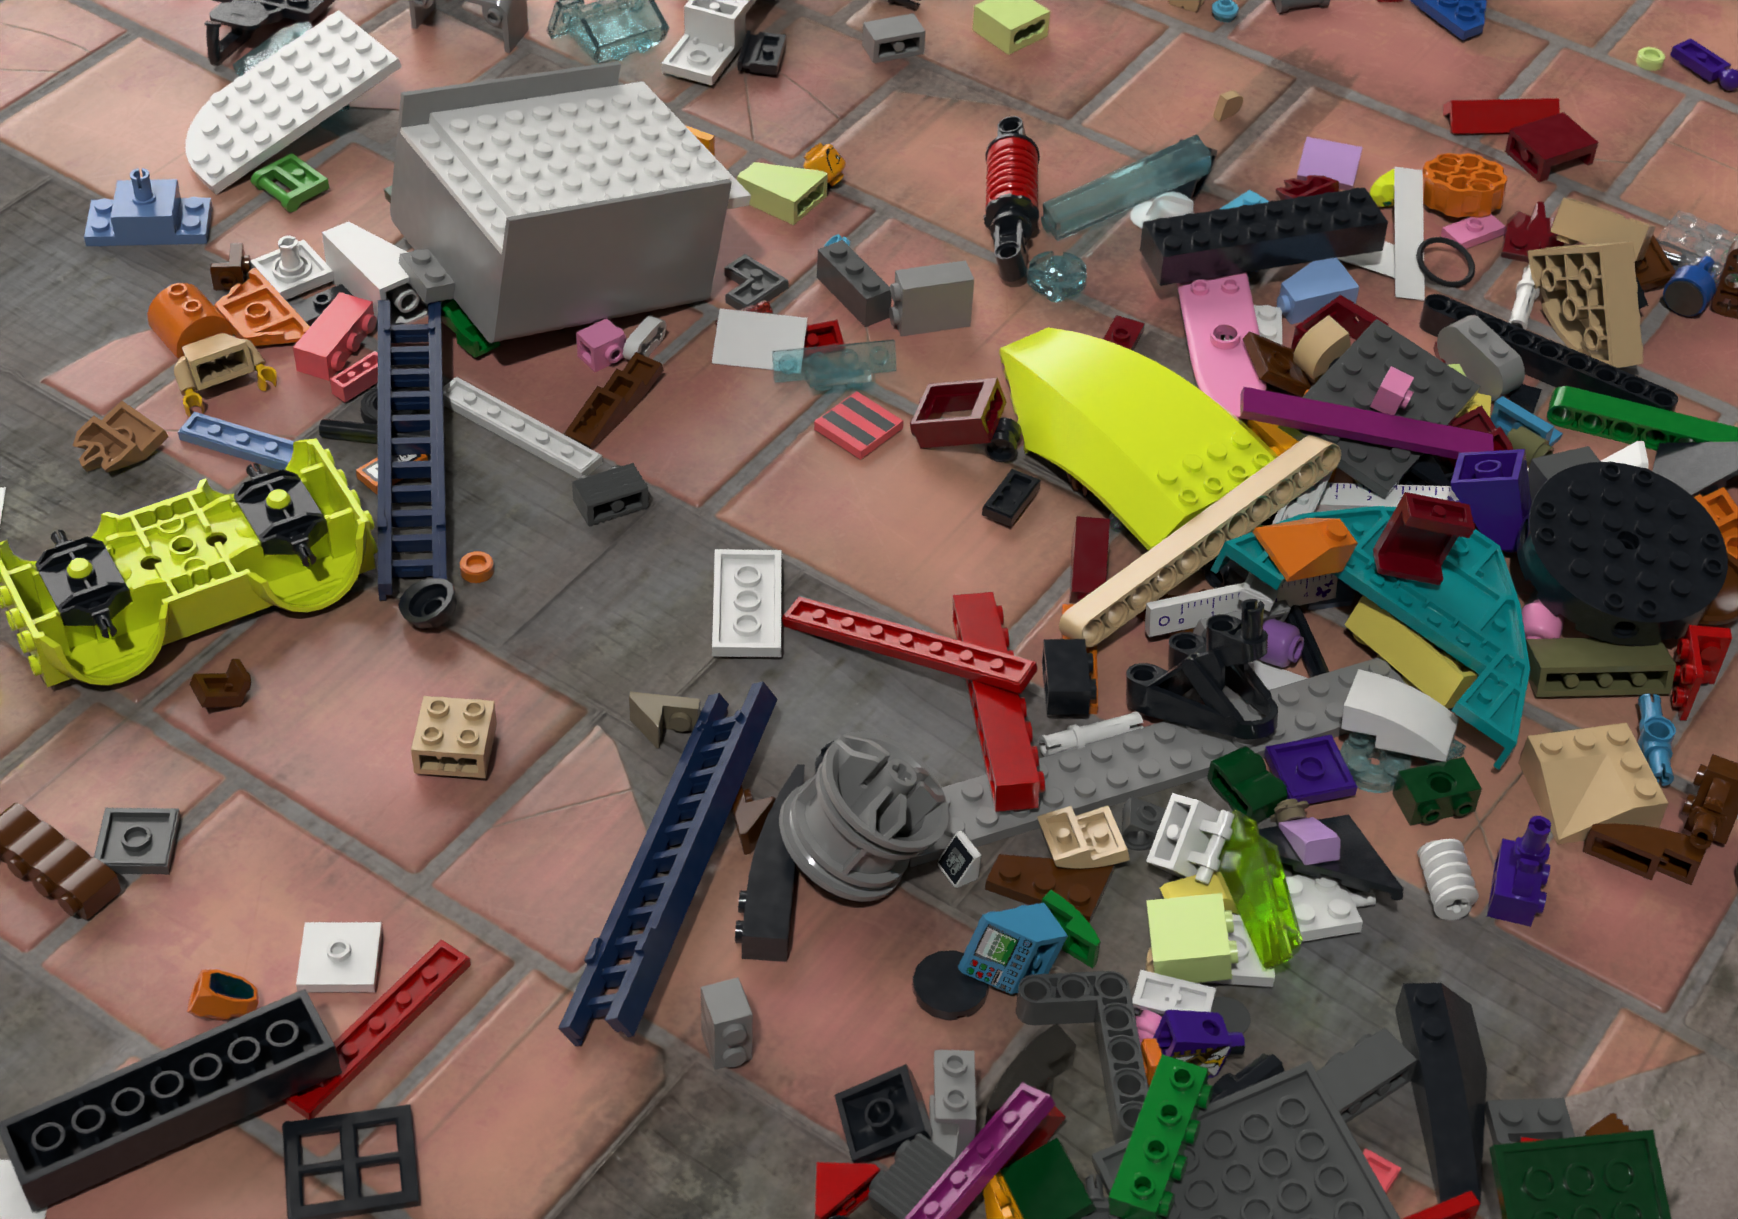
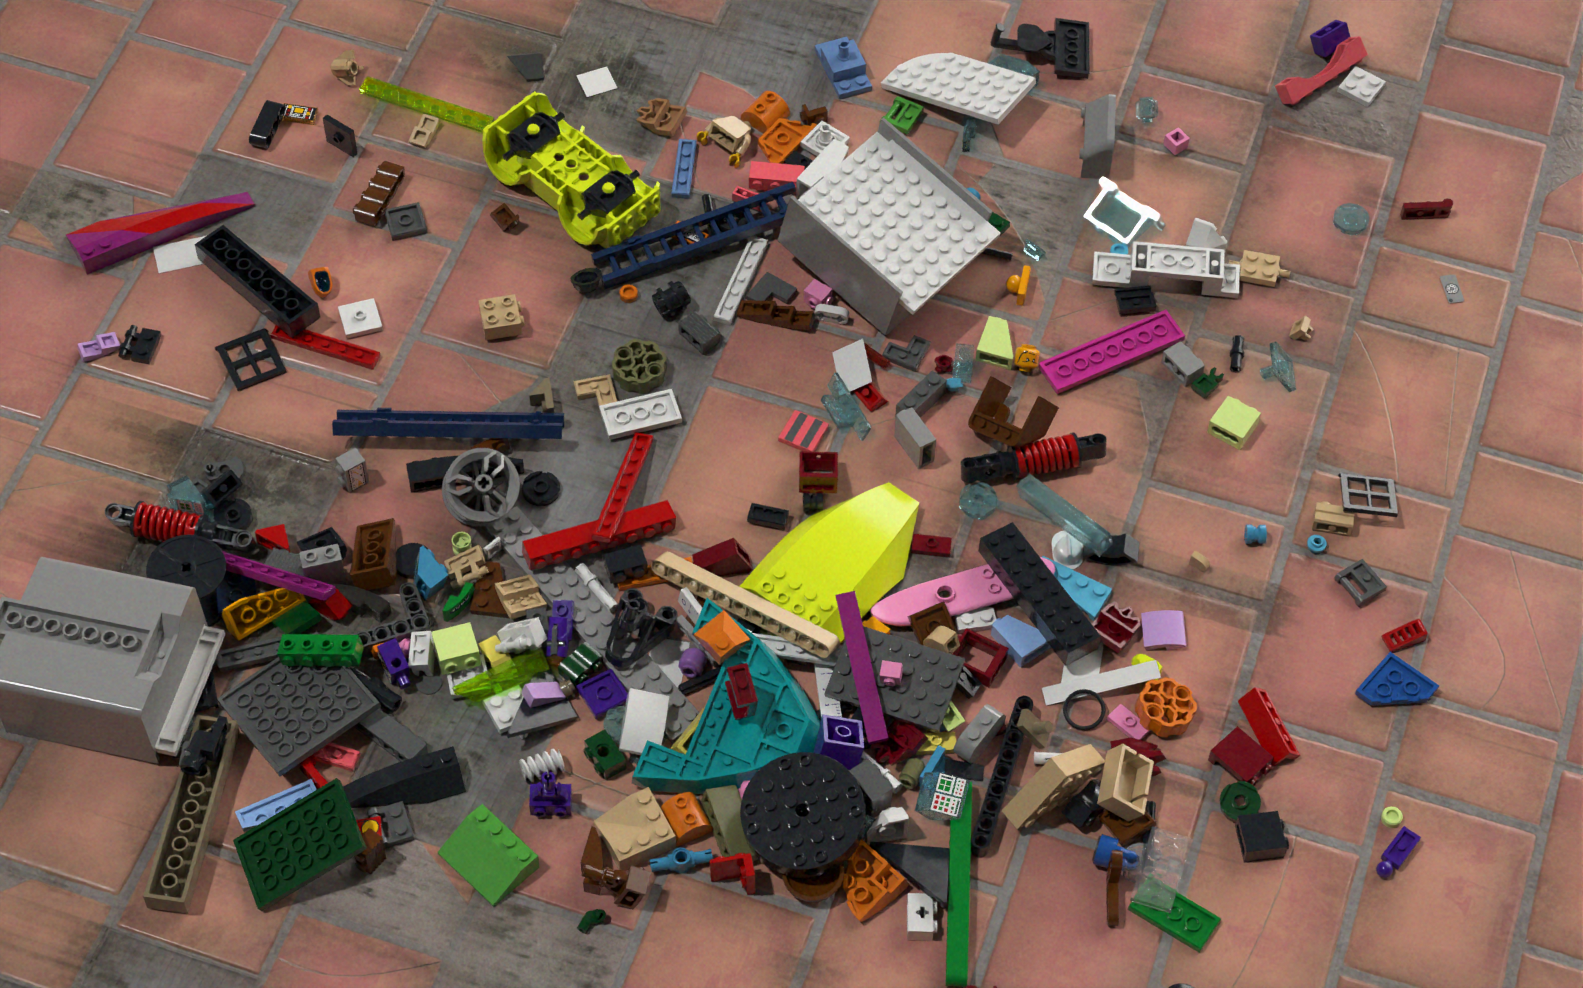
camera: 75 degrees right, 10 degrees up
(370, 126) = (968, 133): none -> clear light blue slope
(528, 506) = (671, 299): none -> black piece
(554, 397) = (772, 286): none -> dark grey tile
(647, 580) = (639, 366): none -> olive connector
(663, 47) = (1119, 248): none -> medium azure tile
(664, 644) = (597, 386): none -> tan tile
(792, 251) = (943, 359): none -> dark red plate
(808, 229) = (963, 362): none -> clear light blue slope
(843, 94) = (1111, 351): none -> dark pink plate
(909, 1024) = (374, 555): none -> reddish brown slope
(936, 29) = (1207, 384): none -> dark green plate
(945, 898) = (461, 542): none -> yellowish green wheel
(989, 185) = (992, 414): none -> reddish brown windscreen
(991, 883) = (464, 562): none -> tan plate
(1156, 786) = (559, 631): none -> dark purple plate
(1198, 49) = (1252, 534): none -> dark azure wheel
(1484, 298) = (1034, 729): none -> dark tan tile
(1573, 709) = (686, 817): none -> orange brick
(1590, 413) = (941, 796): none -> slope
(1606, 165) = (1235, 791): none -> dark green plate
(1618, 992) = (489, 855): none -> bright green slope
(1675, 159) = (1261, 836): none -> black piece

